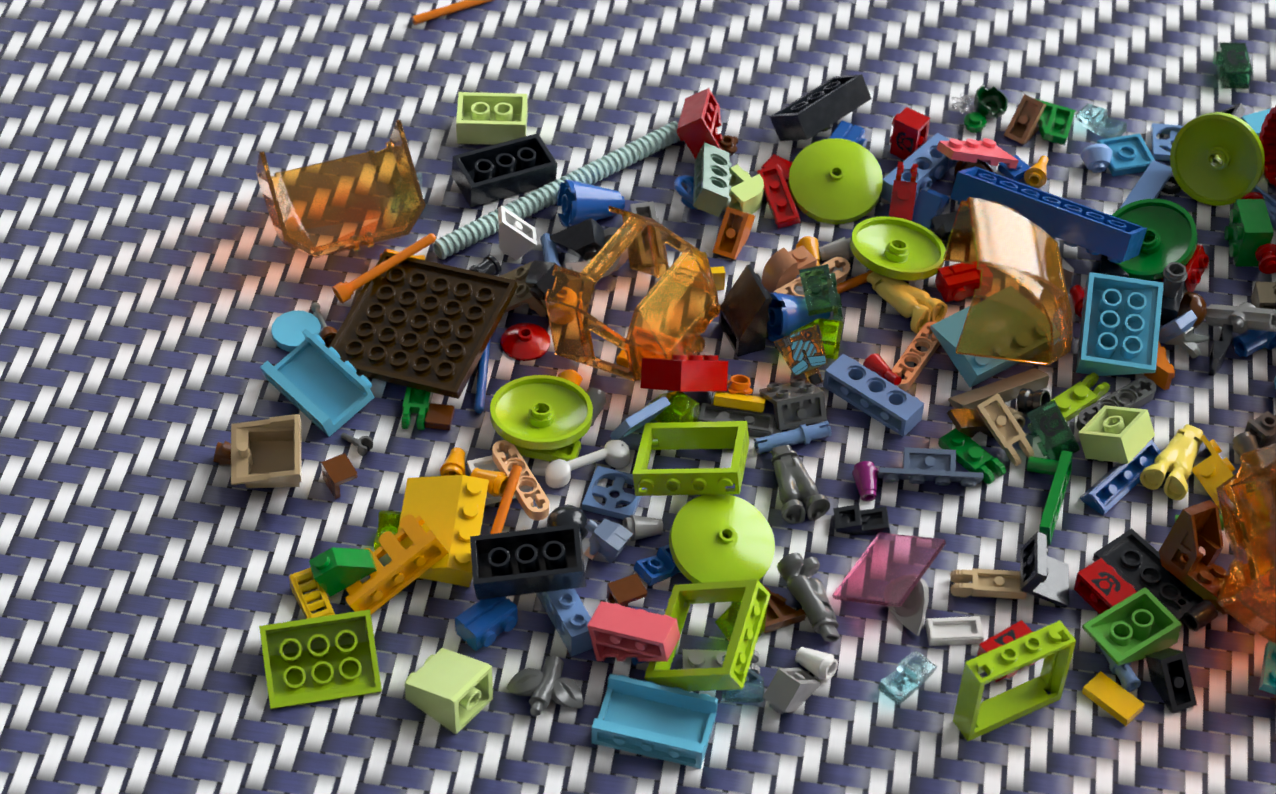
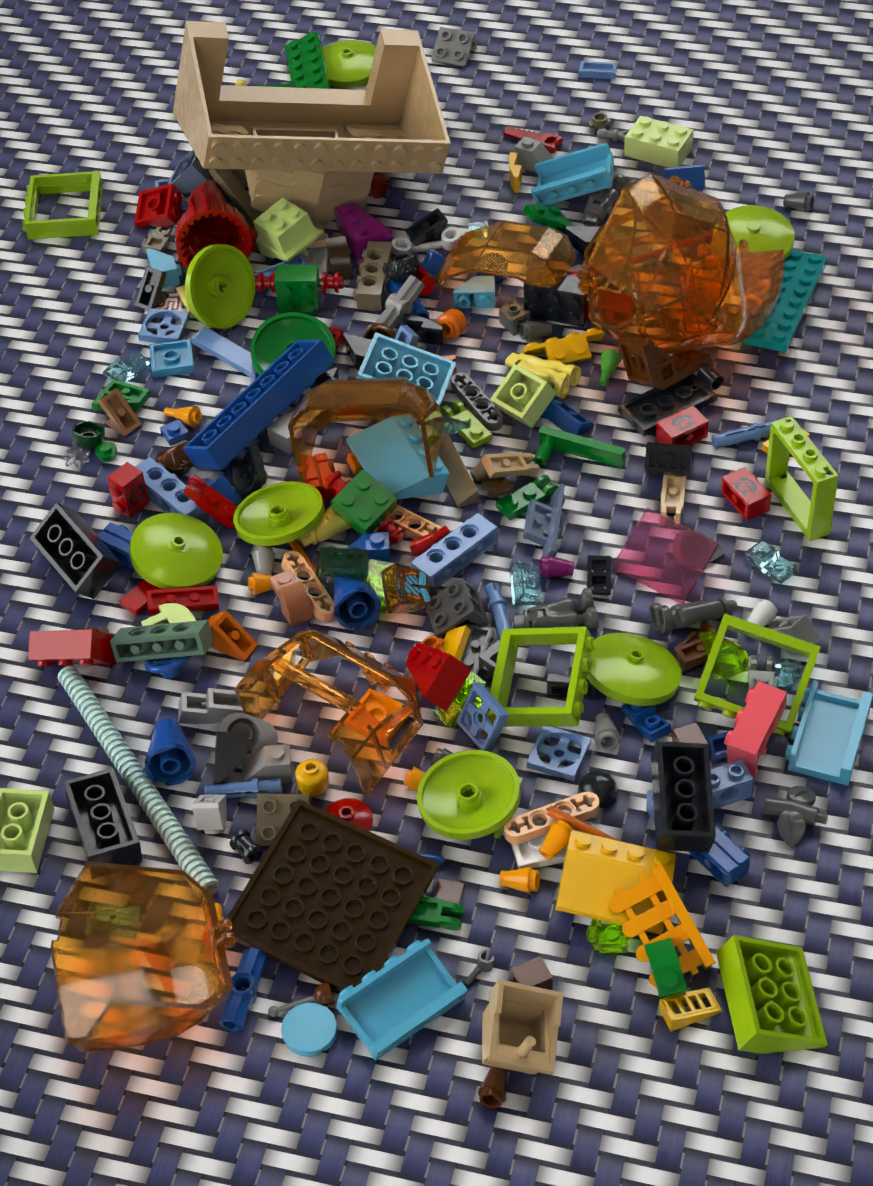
camera: 80 degrees left, 0 degrees up
(324, 279) = (239, 1002): none -> blue piece
(344, 290) = (272, 970): orange piece -> none
(450, 688) = (808, 880): yellowish green slope -> none
(540, 278) = (294, 777): black slope -> none
(559, 471) = (533, 791): white piece -> none
(607, 538) = (625, 754): sand blue piece -> none
(746, 313) = (357, 619): black slope -> none
(839, 459) = (525, 584): none -> clear light blue slope
(863, 331) = (377, 545): none -> blue slope
(910, 306) = (364, 504): none -> green brick
(954, 631) = (720, 527): white tile -> none
(973, 150) = (165, 443): coral wing -> none
(1029, 400) = (474, 446): black wheel -> none
(1052, 431) = (512, 437): clear green brick -> none
(1058, 373) = (453, 425): none -> clear light blue slope
(1097, 157) = (179, 373): light blue cone -> none
(1134, 628) = (729, 411): bright green slope -> none
(1171, 678) = (768, 403): black slope -> none
(1173, 278) = (361, 331): dark grey cone -> none
(1233, 65) = (77, 274): clear green brick -> none
(1236, 373) = (453, 323): none -> orange head

